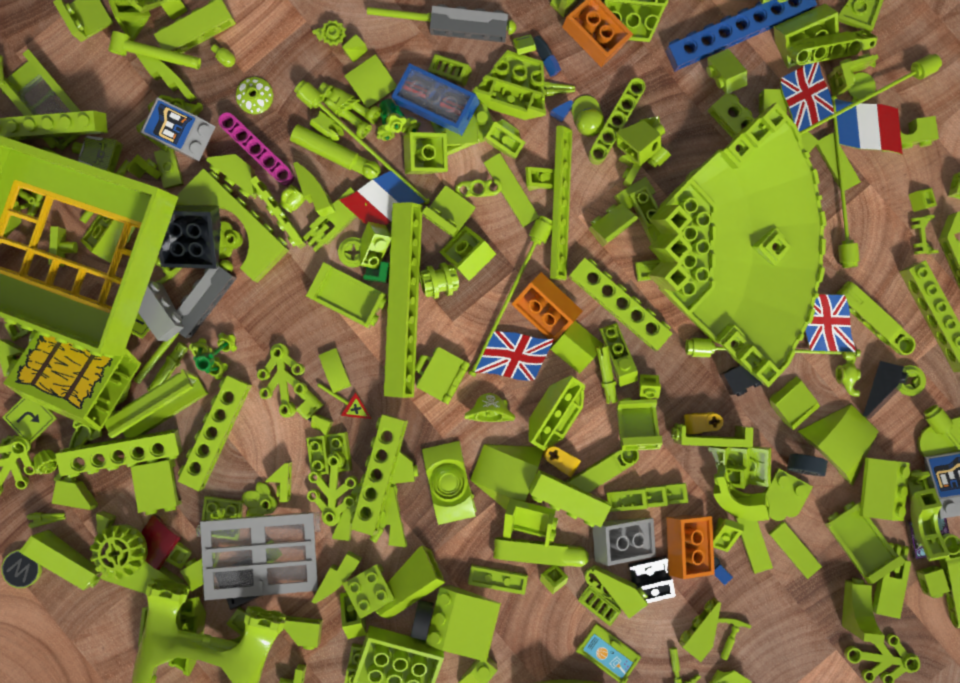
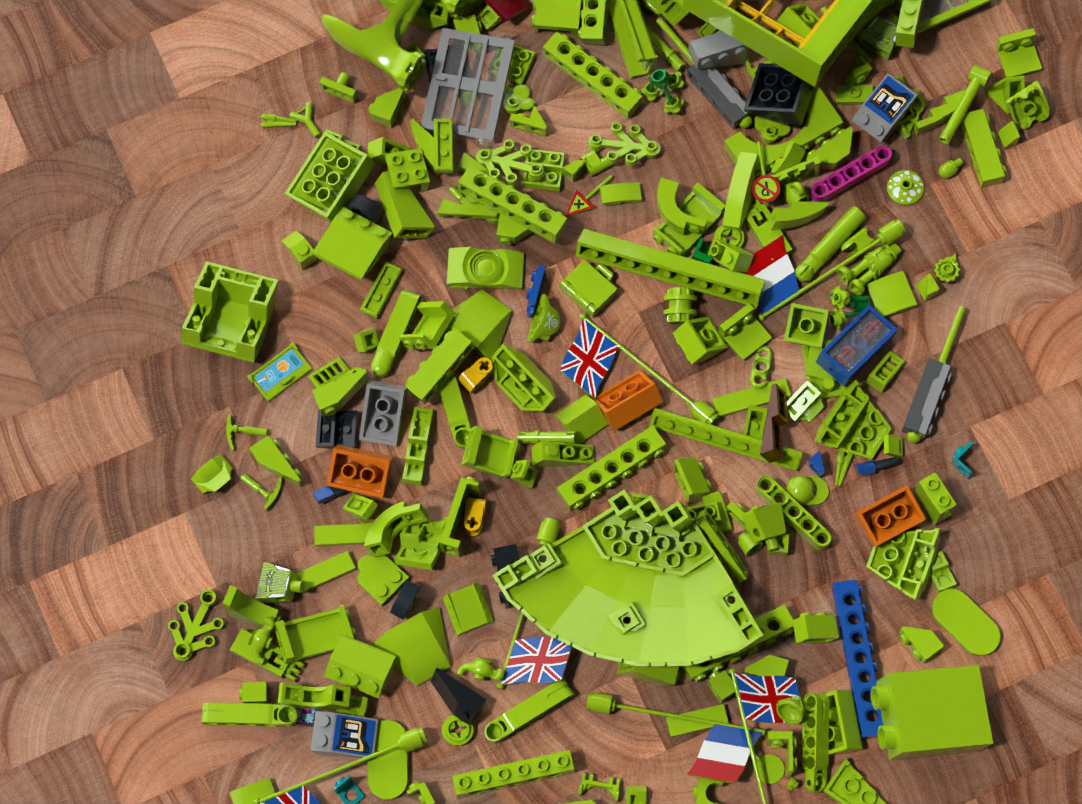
camera: 105 degrees right, 15 degrees down
(258, 209) = (791, 157): none -> lime slope
(294, 225) = (766, 187): none -> piece
(304, 251) = (739, 190): none -> lime slope
(333, 561) = (443, 145): none -> lime tile
(344, 315) = (671, 214): none -> lime arch
(463, 427) = (534, 292): none -> blue hinge
(530, 157) = (776, 417): none -> reddish brown slope
(672, 177) = (725, 550): none -> lime plate
(814, 71) = (791, 710): none -> lime piece
(824, 591) = (278, 584): none -> lime torso
(887, 591) = (261, 639): none -> lime piece

